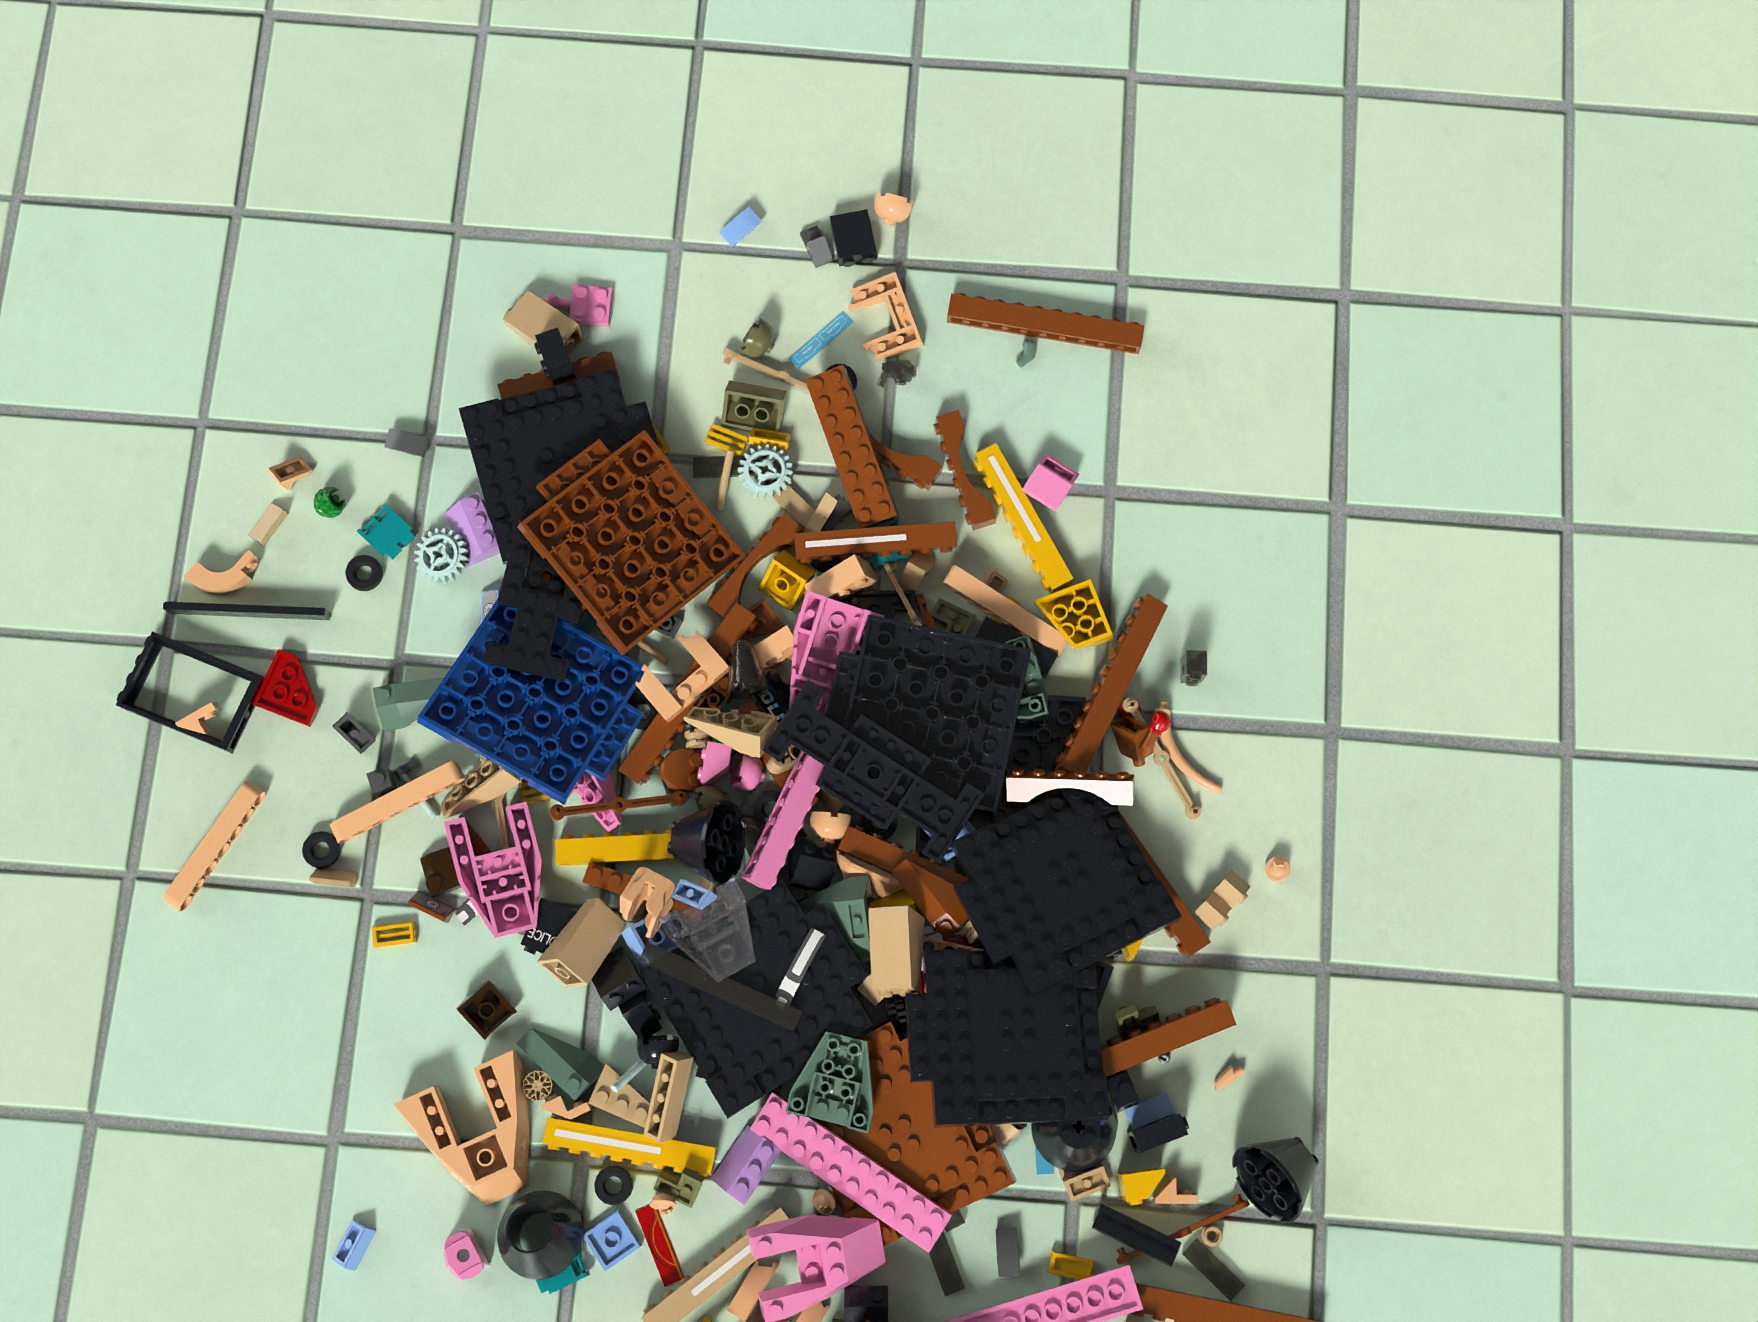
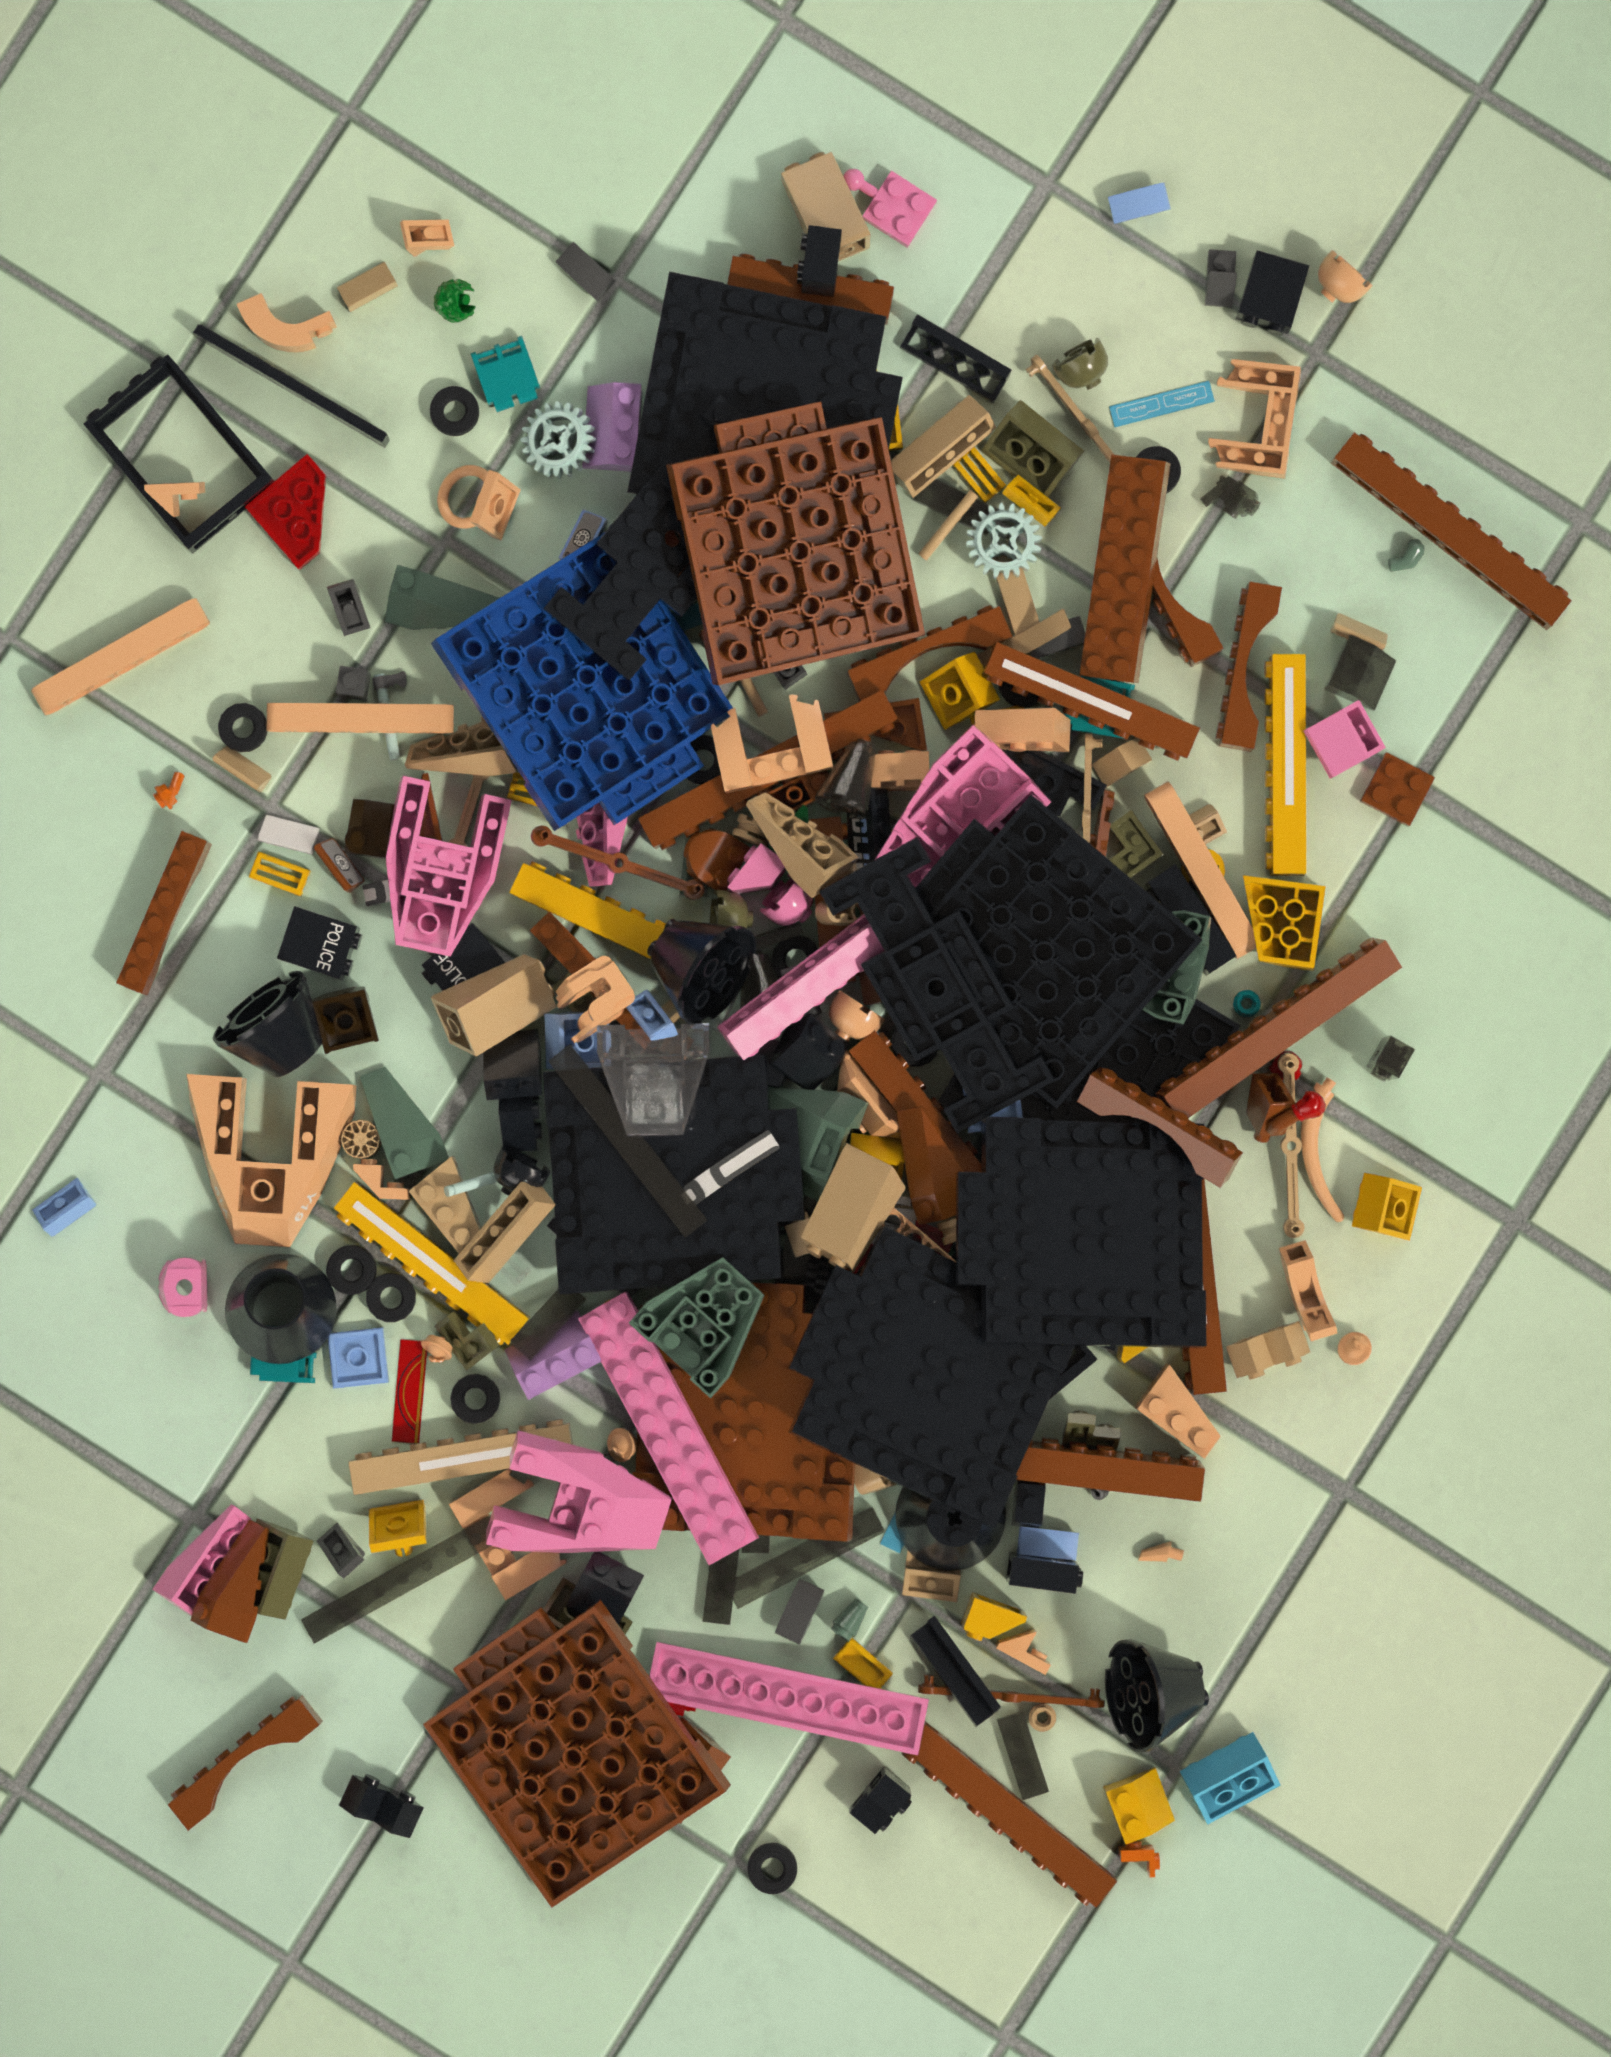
camera: 25 degrees right, 10 degrees up
(290, 922) = (166, 795): none -> orange plate
(325, 1025) = (159, 919): none -> dark orange arch
(387, 905) = (288, 834): none -> white slope
(418, 619) = (492, 505): none -> light nougat tile
(439, 1039) = (273, 1027): none -> black cone
(443, 967) = (319, 943): none -> black brick
(563, 1176) = (334, 1265): none -> black tyre
(674, 369) = (960, 349): none -> black fence
(694, 433) = (941, 446): none -> tan brick
(696, 1232) = (458, 1398): none -> black tyre
(729, 1144) = (546, 1323): none -> clear smoke tile
(989, 1216) = (800, 1560): none -> clear smoke tile
(1023, 415) = (1346, 626): none -> tan slope
(1036, 437) = (1360, 672): none -> clear smoke slope
(1045, 1239) = (850, 1620): none -> sand green cone
(1081, 676) = (1255, 1003): none -> teal plate
(1101, 498) = (1397, 789): none -> dark orange plate
(1186, 974) = (1177, 1412): none -> light nougat wedge
(1224, 848) = (1306, 1291): none -> light nougat arch
(1245, 764) = (1386, 1206): none -> yellow slope
(1311, 1261) = (1139, 1805): none -> yellow slope
(1326, 1295) = (1137, 1852): none -> orange bracket
(1361, 1206) = (1230, 1777): none -> medium azure slope

